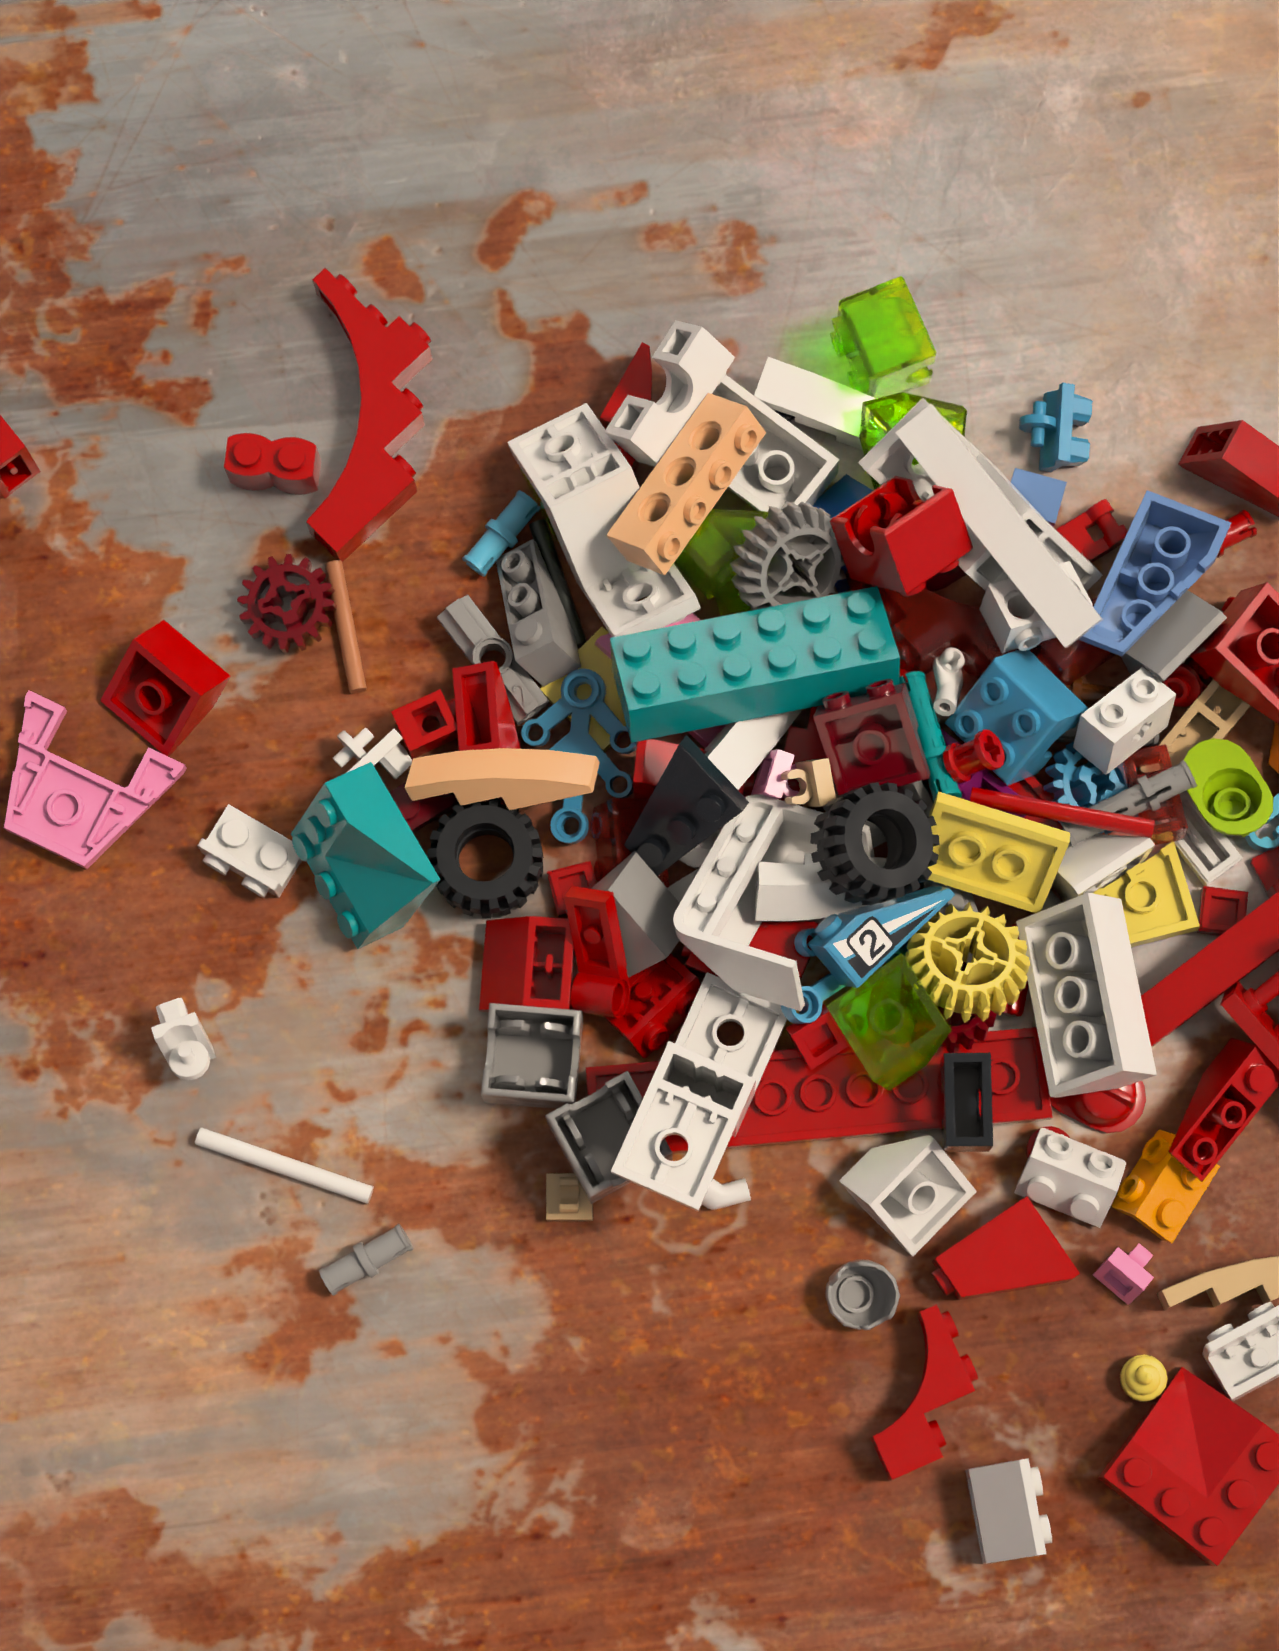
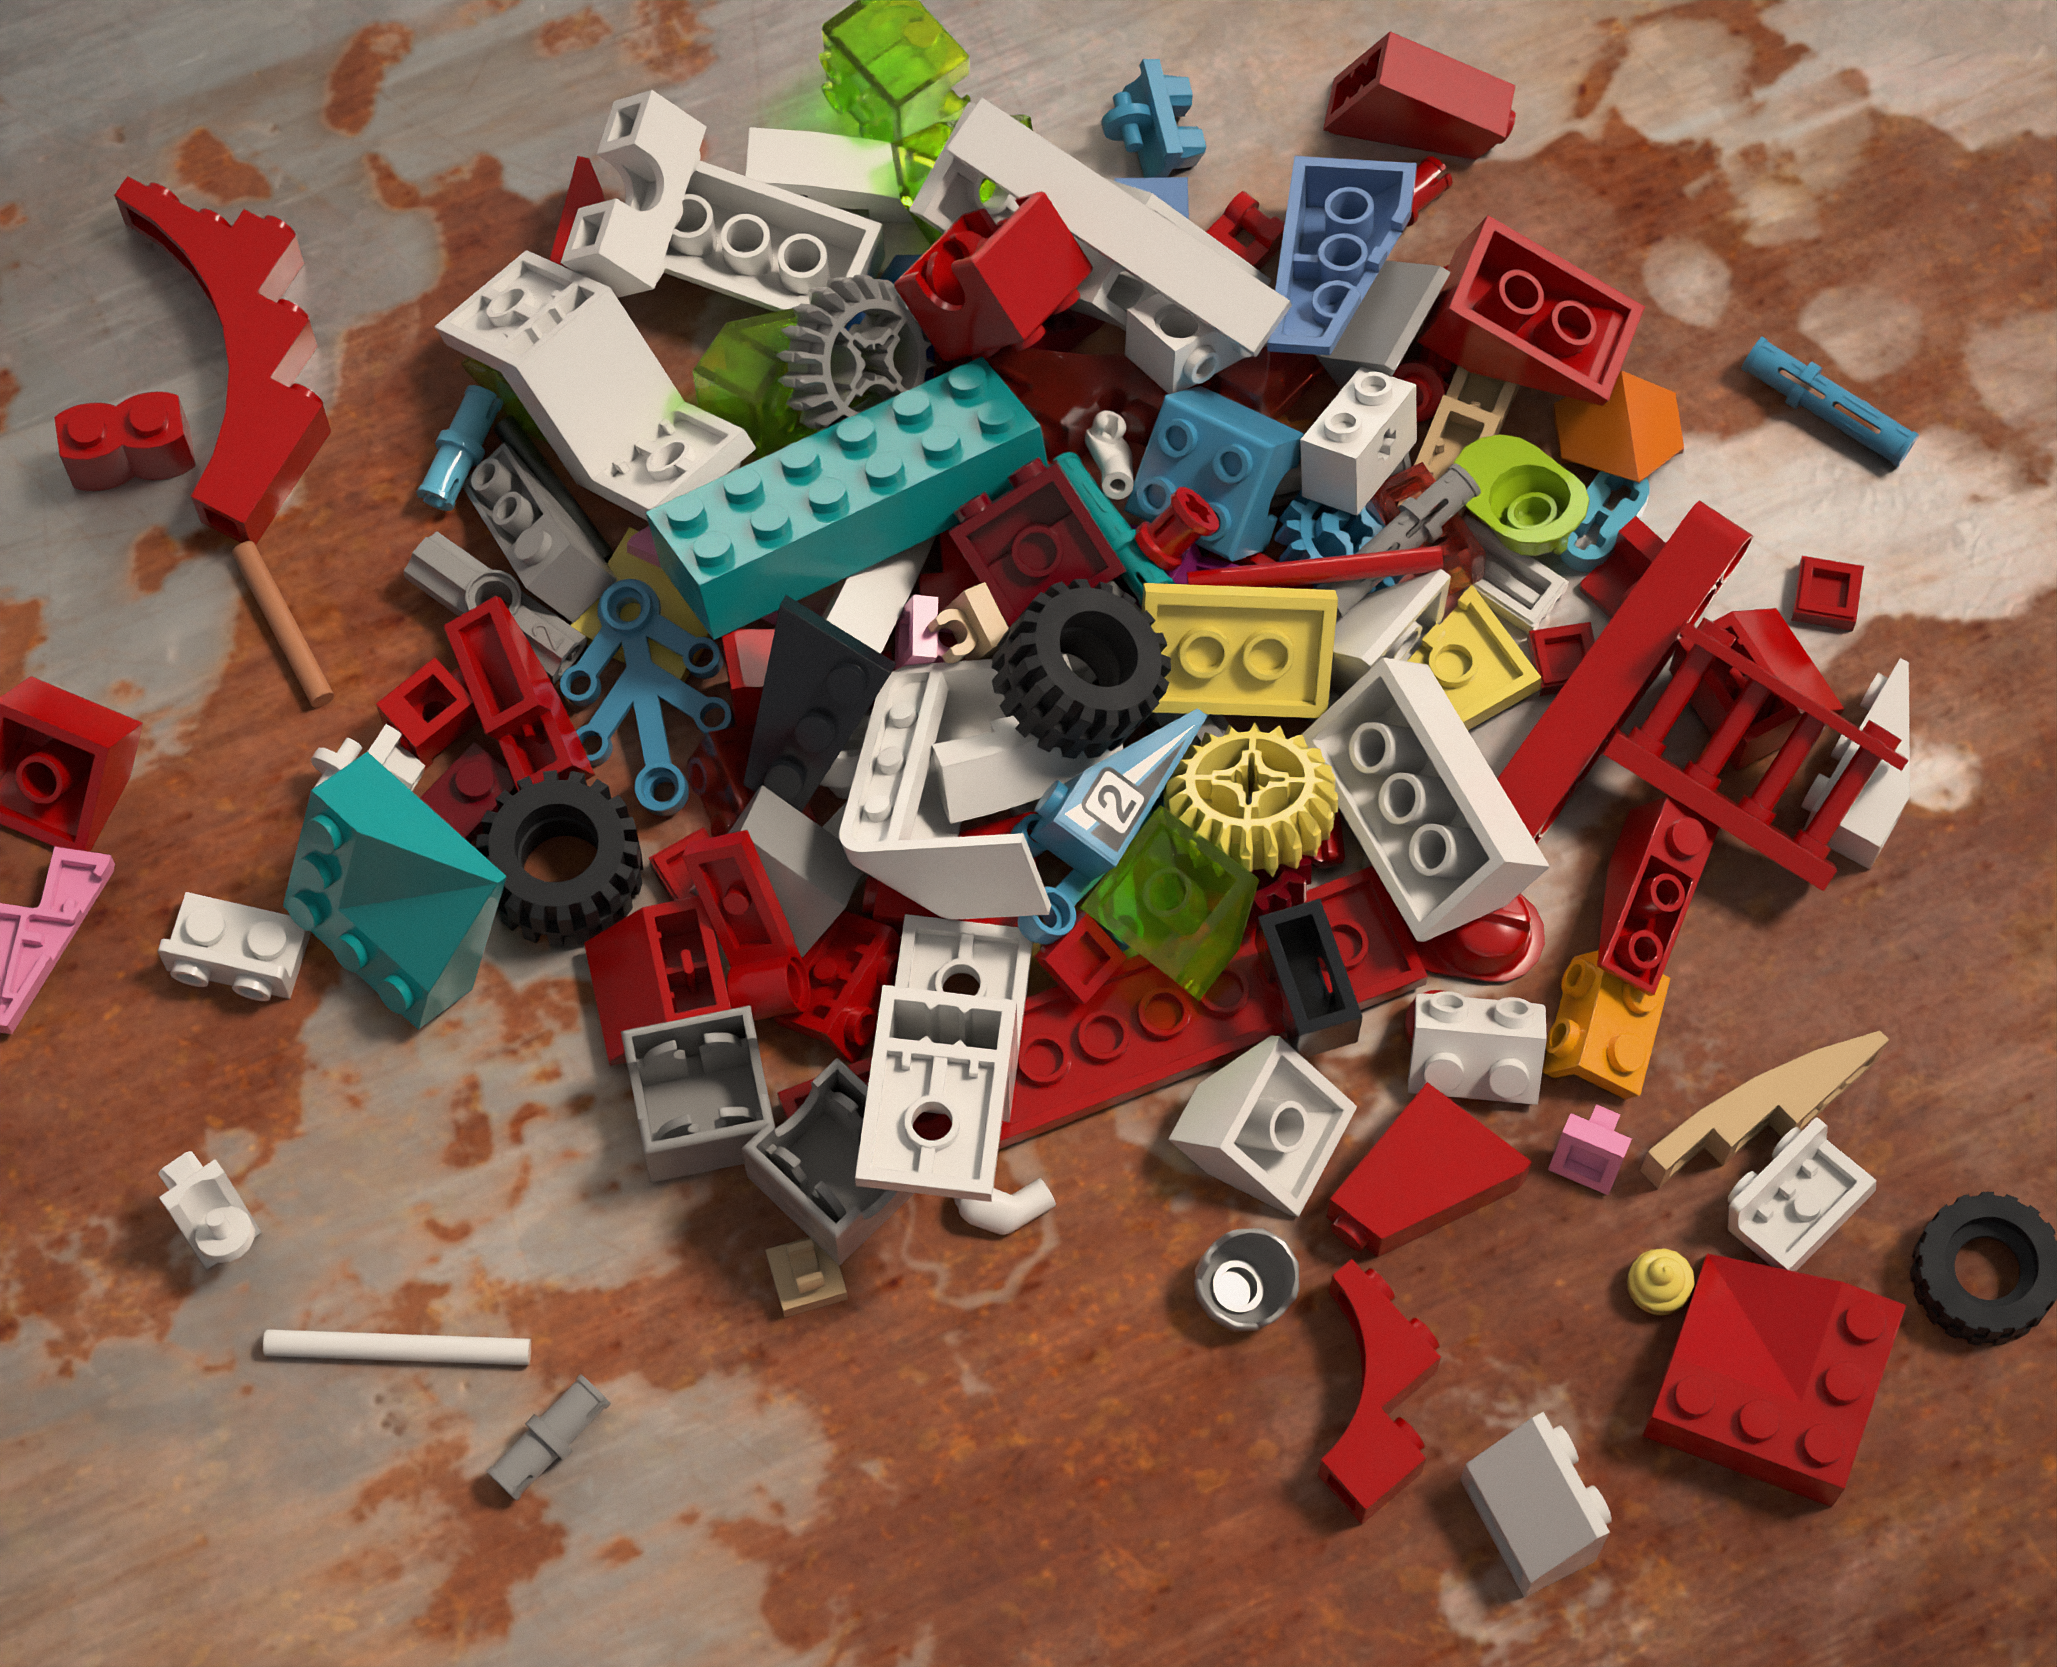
camera: 20 degrees left, 10 degrees down
(304, 598) = (217, 595): dark red gear -> none
(516, 775) = (568, 729): light nougat slope -> none
(686, 483) = (689, 296): light nougat brick -> none

